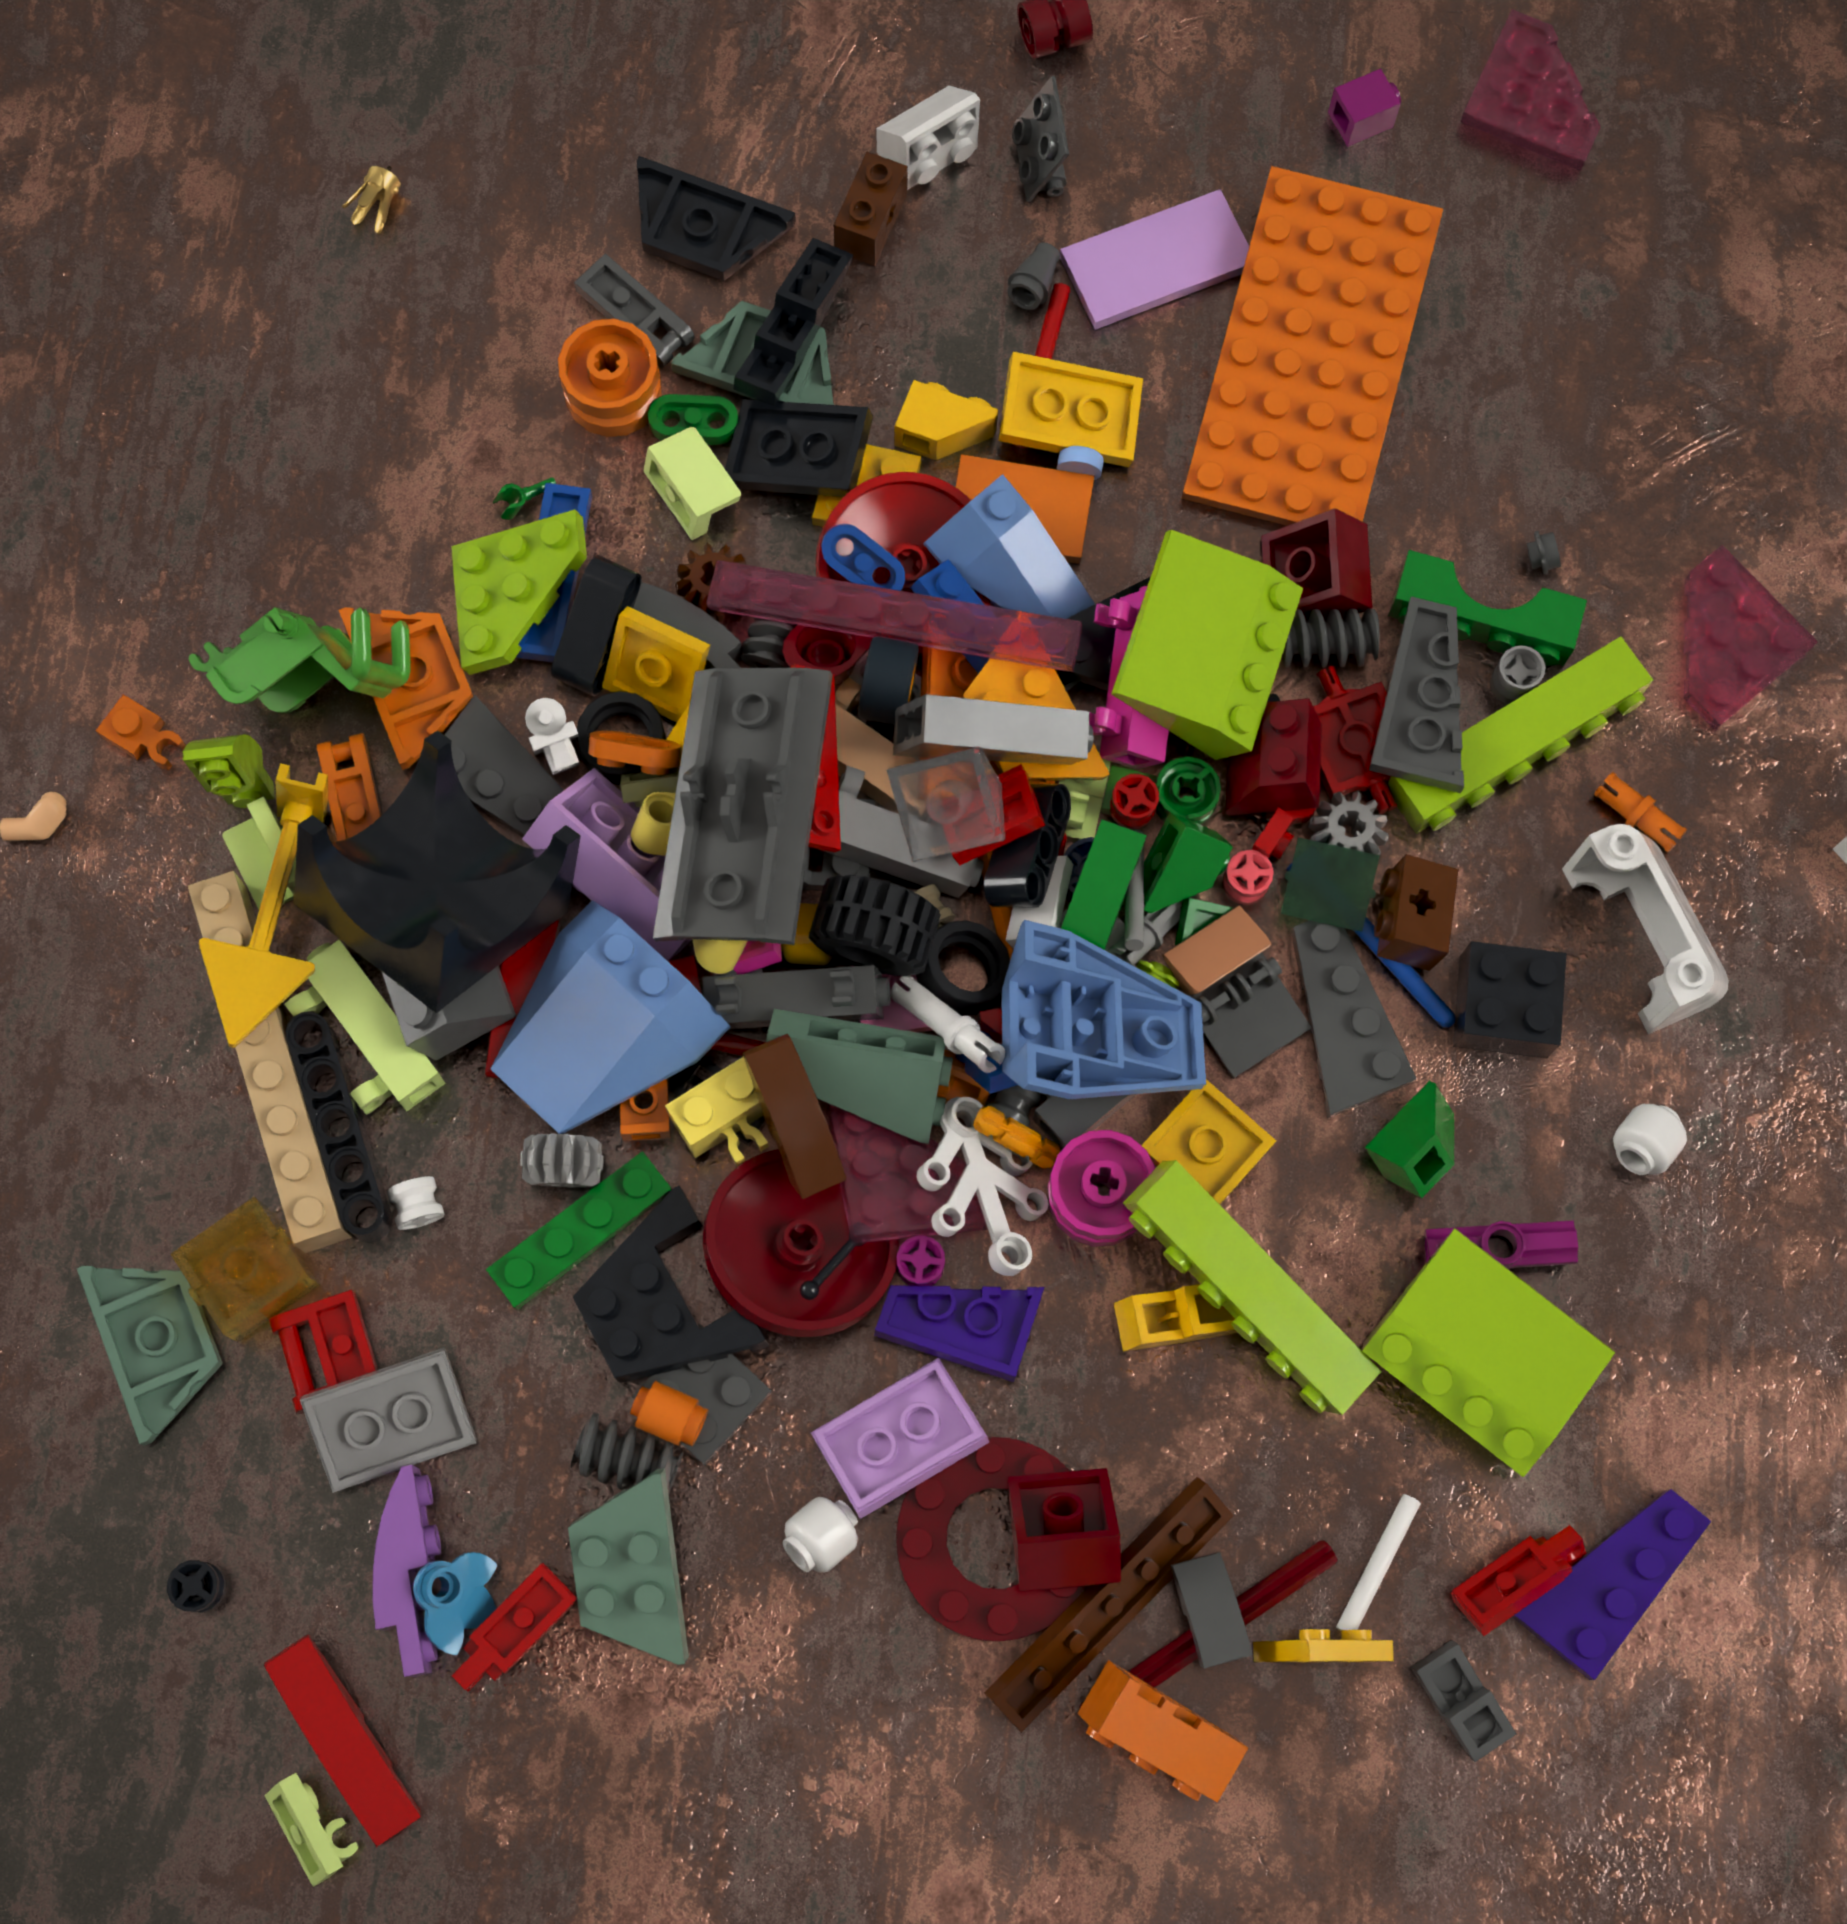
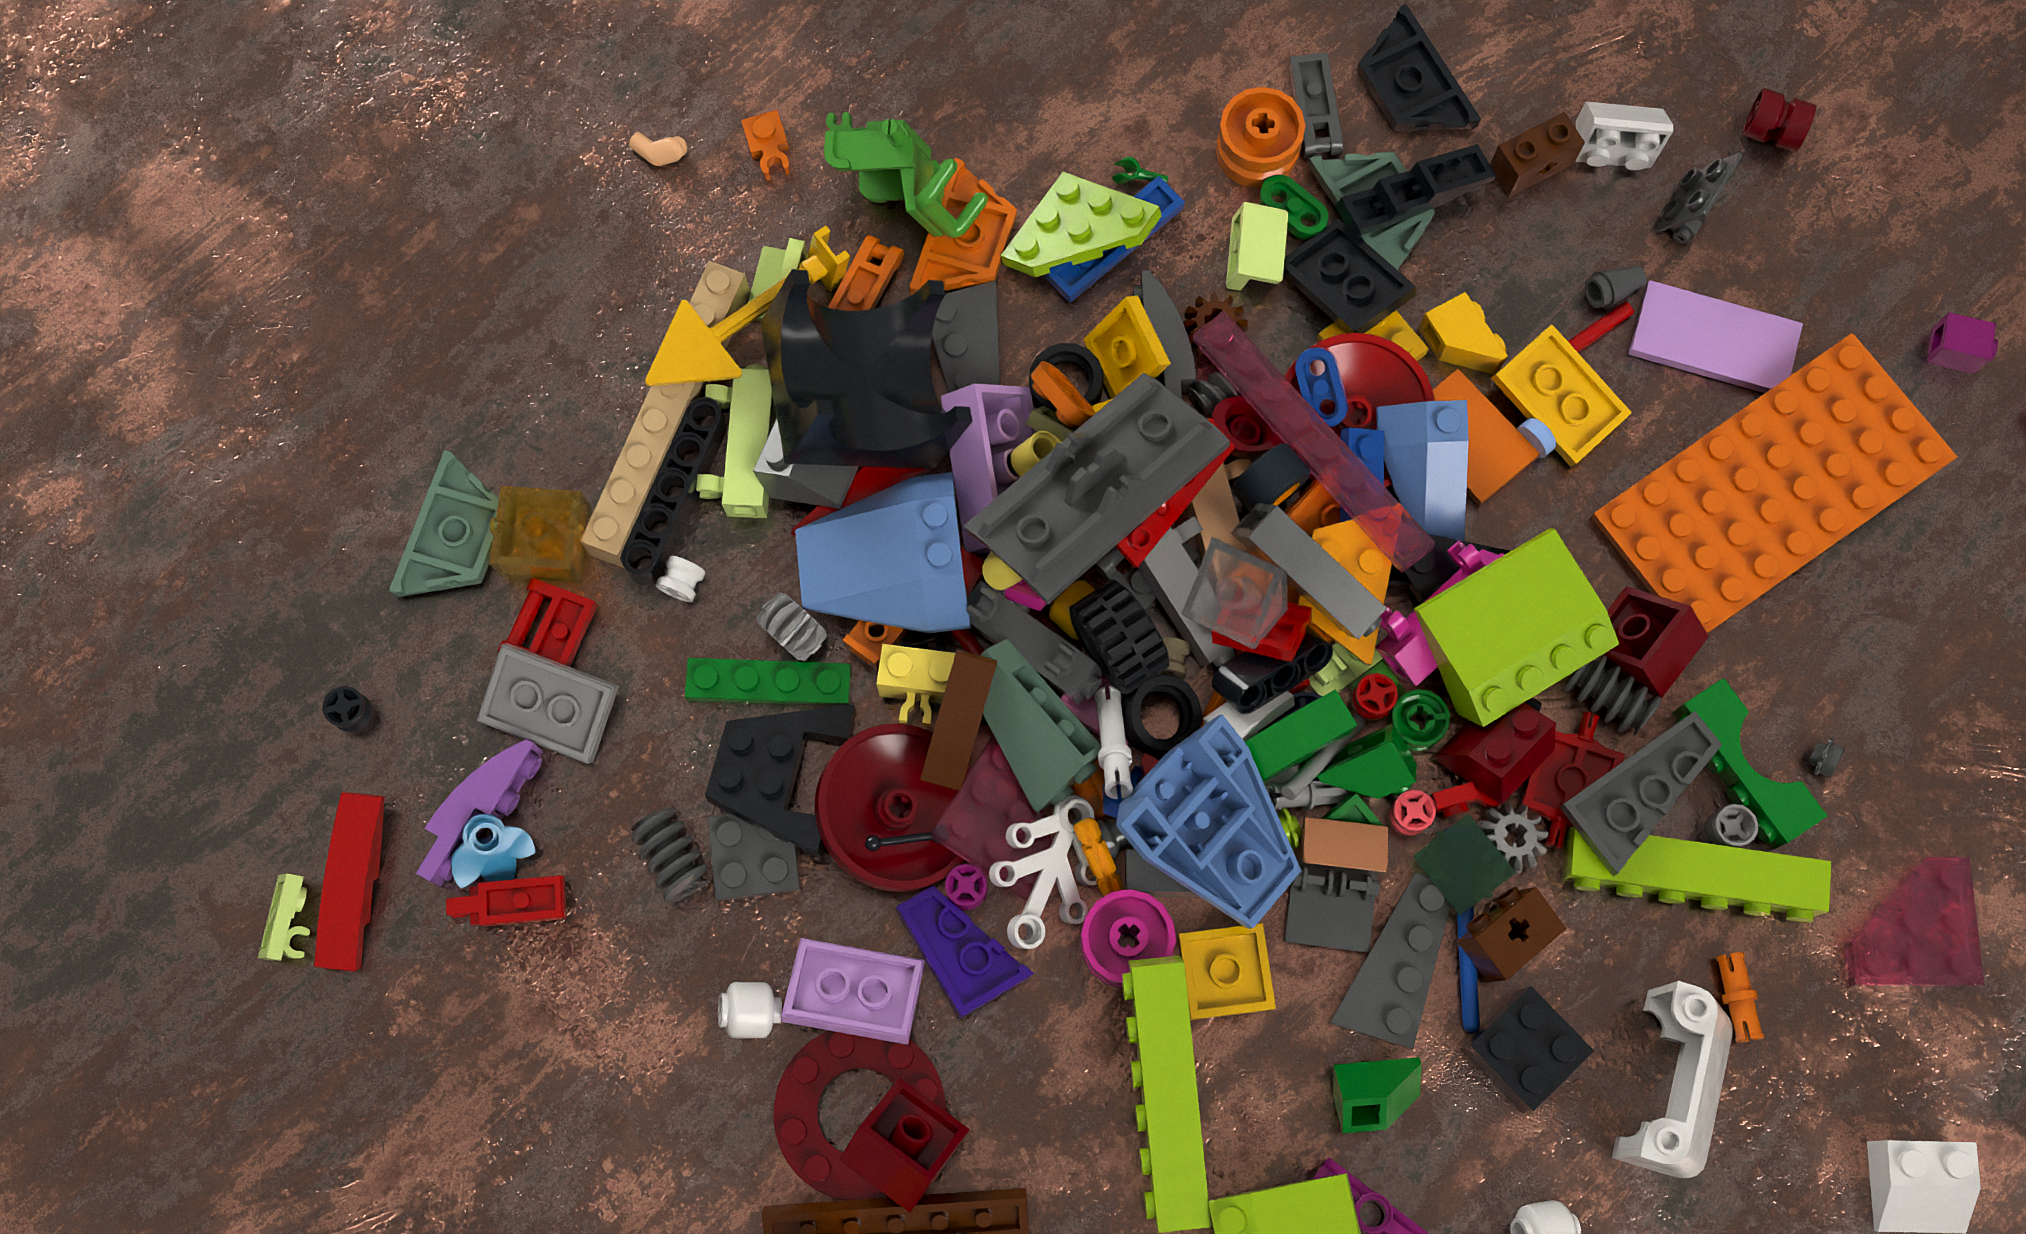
camera: 45 degrees right, 0 degrees up
(230, 768) = (792, 202): lime slope -> none
(552, 734) = (1021, 345): white hips -> none
(592, 622) = (1093, 299): black beam -> none
(630, 1570) = (610, 928): sand green wing -> none
(669, 1414) = (717, 847): orange brick -> none
(1169, 1319) = (1097, 1065): yellow slope -> none

